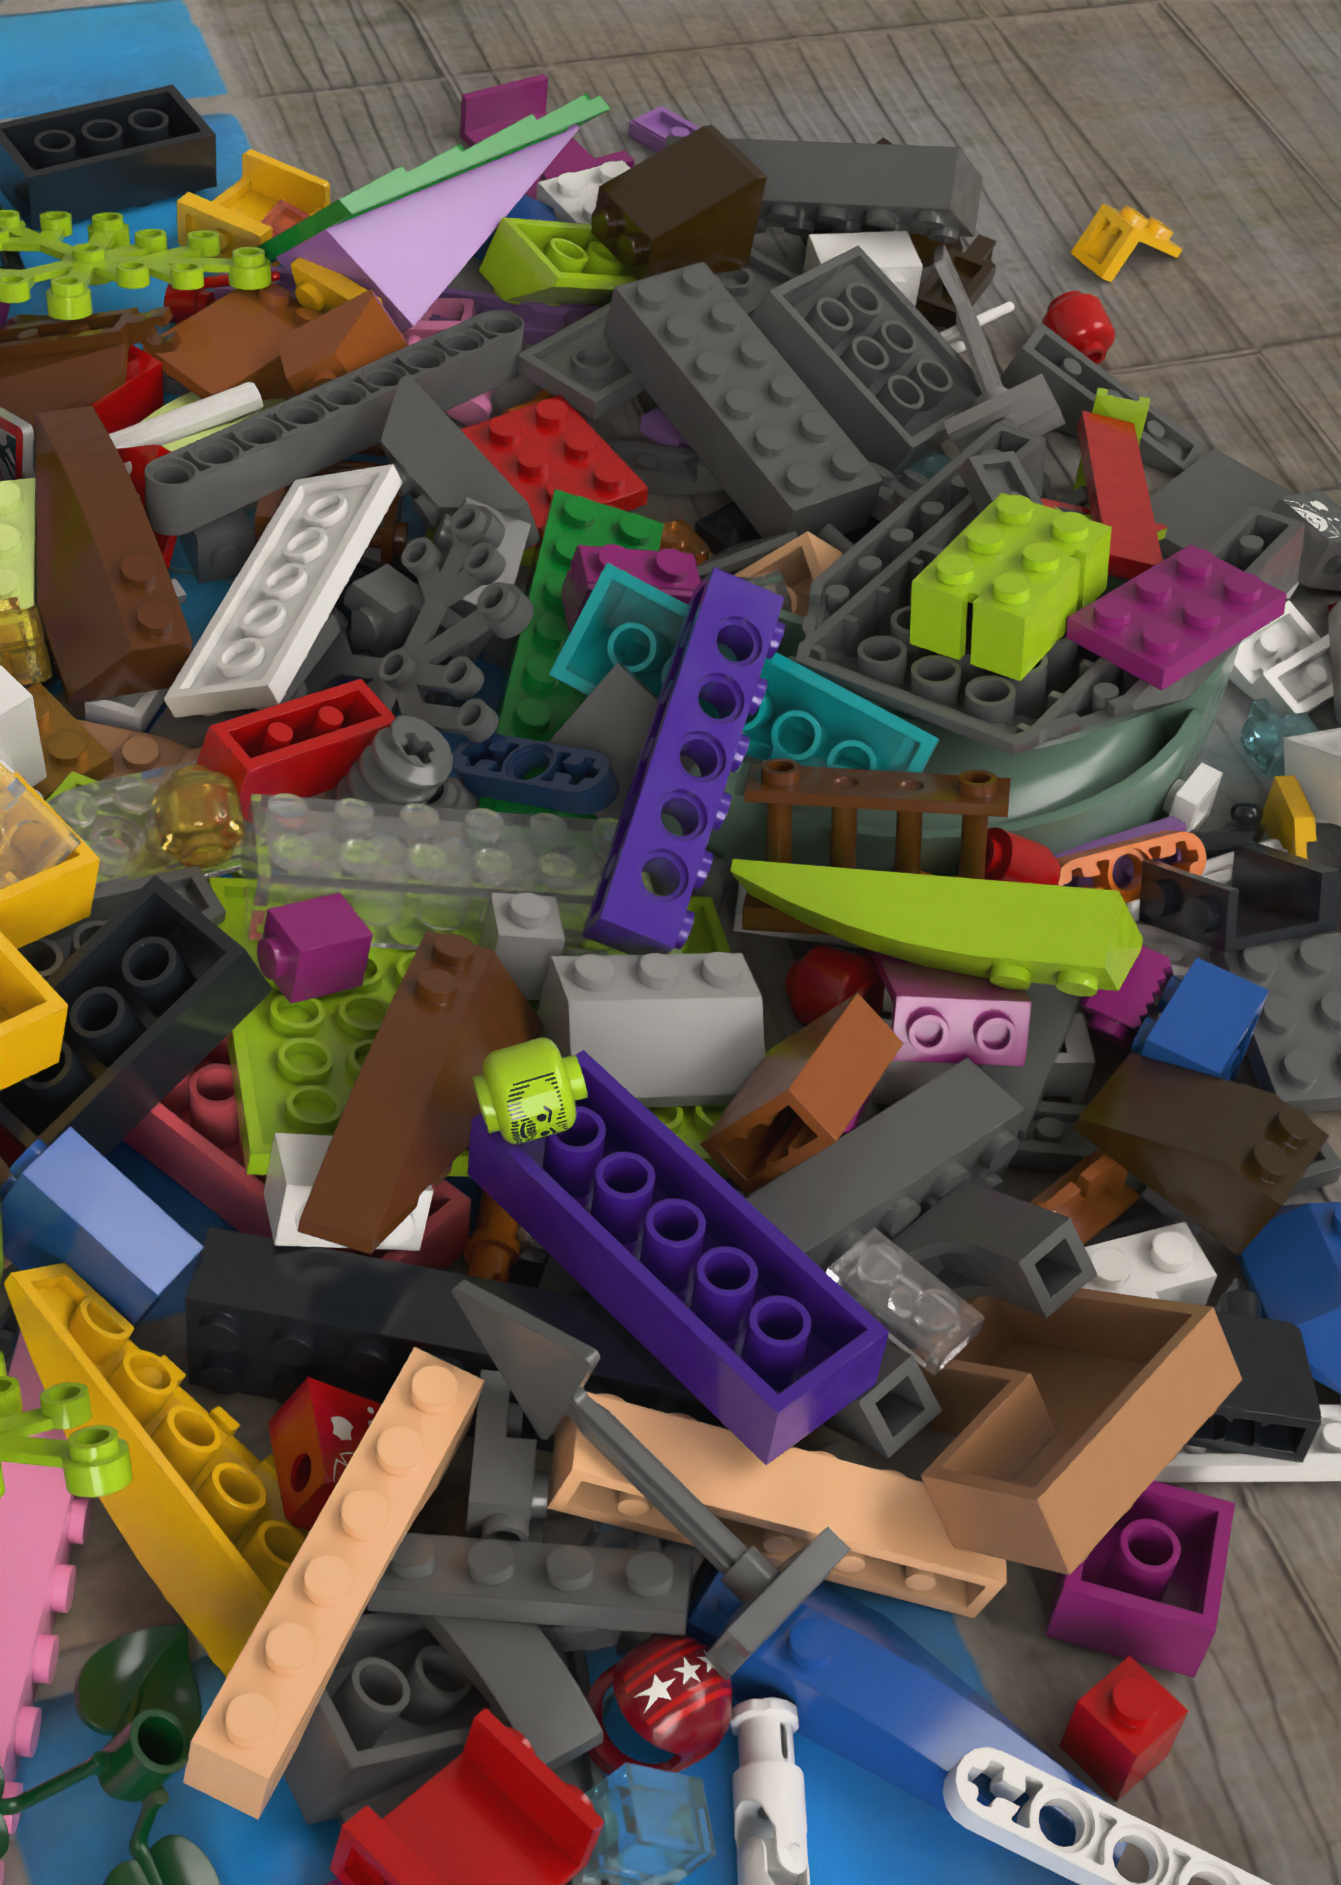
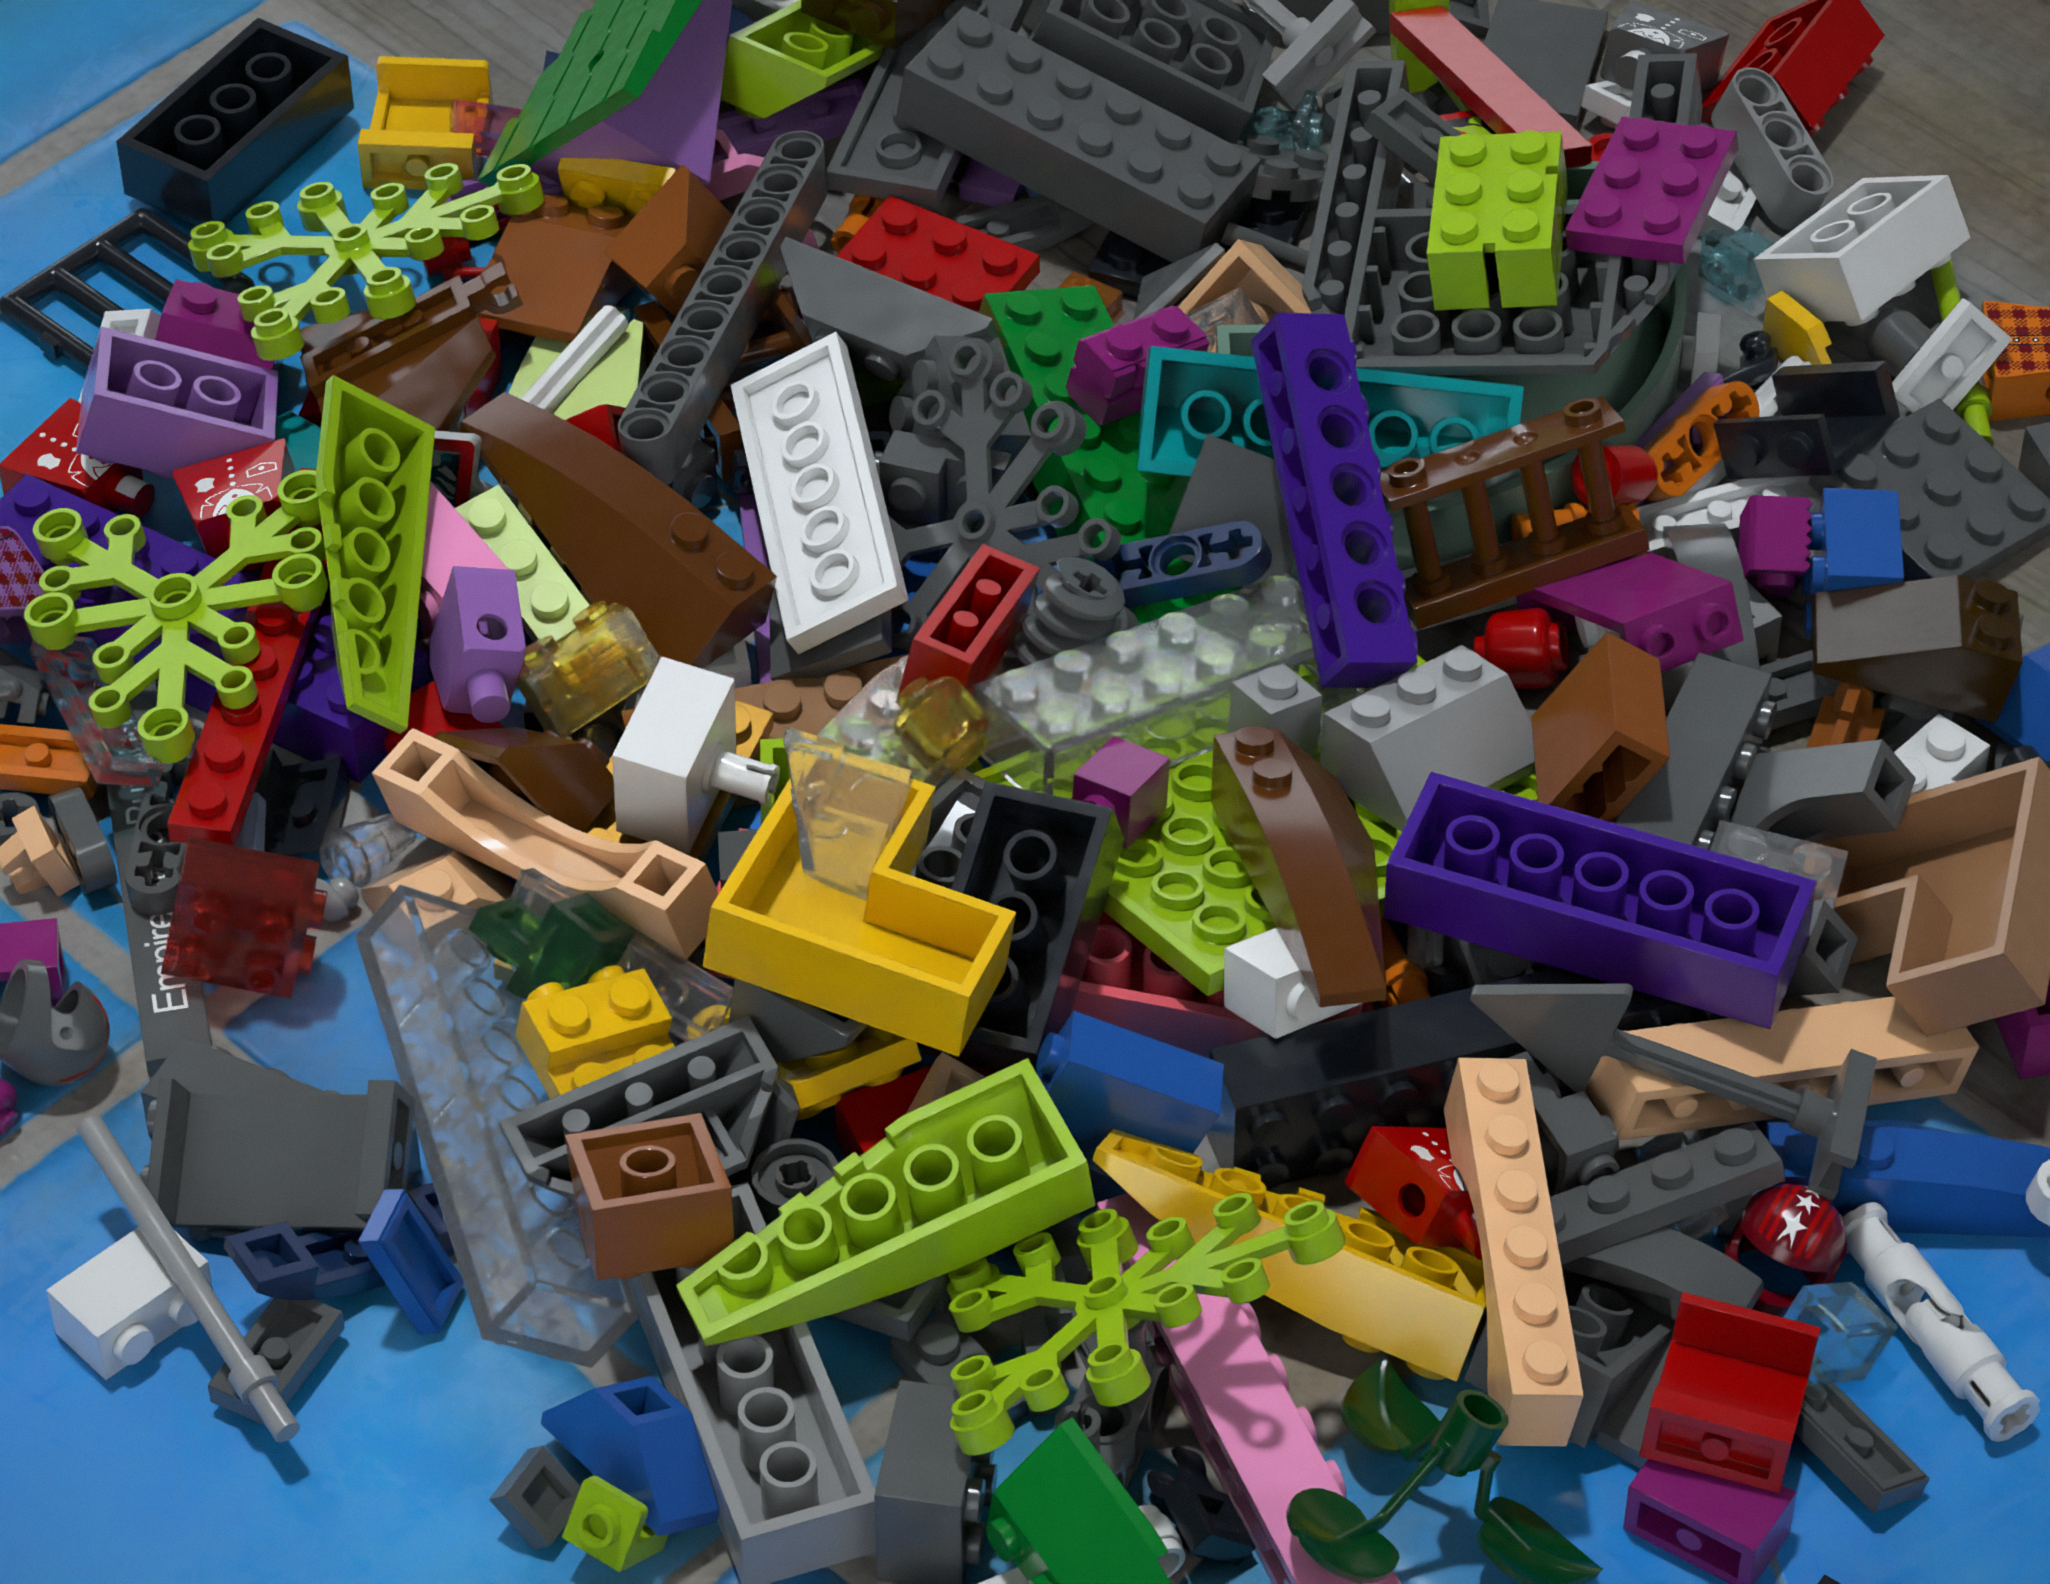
camera: 20 degrees left, 0 degrees up
(529, 1091) = (1429, 818): lime head -> none
(962, 924) = (1623, 544): lime wedge -> none

